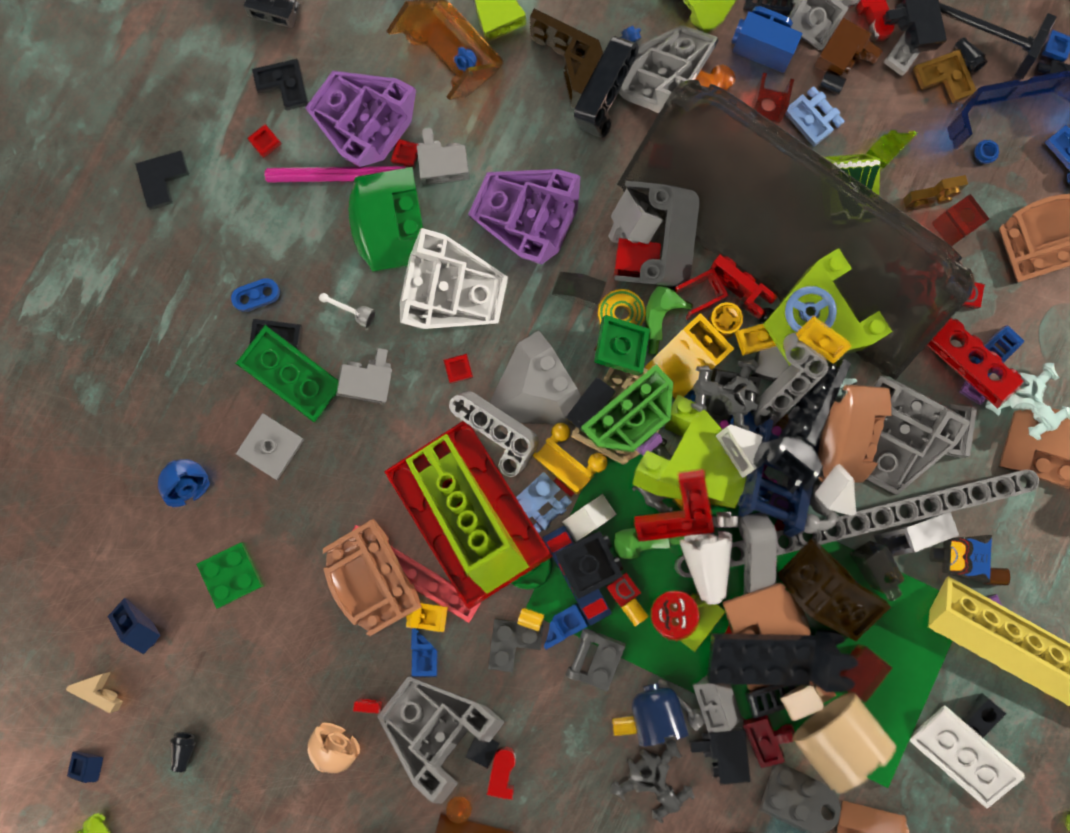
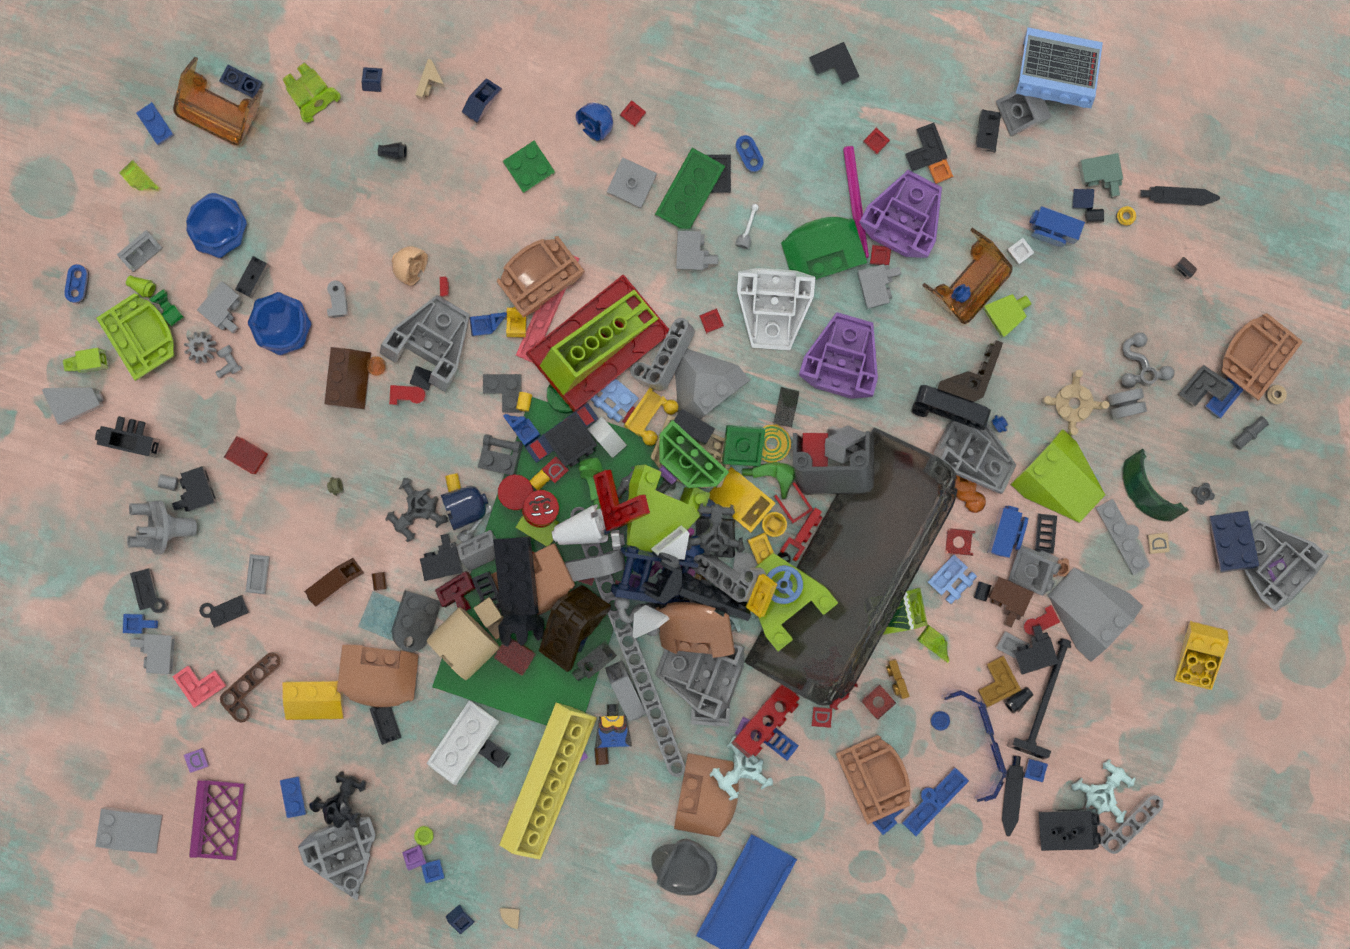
camera: 85 degrees right, 5 degrees up
(183, 434) = (633, 113): none -> red tile
(313, 70) = (940, 171): none -> orange tile
(646, 646) = (513, 491): none -> red head

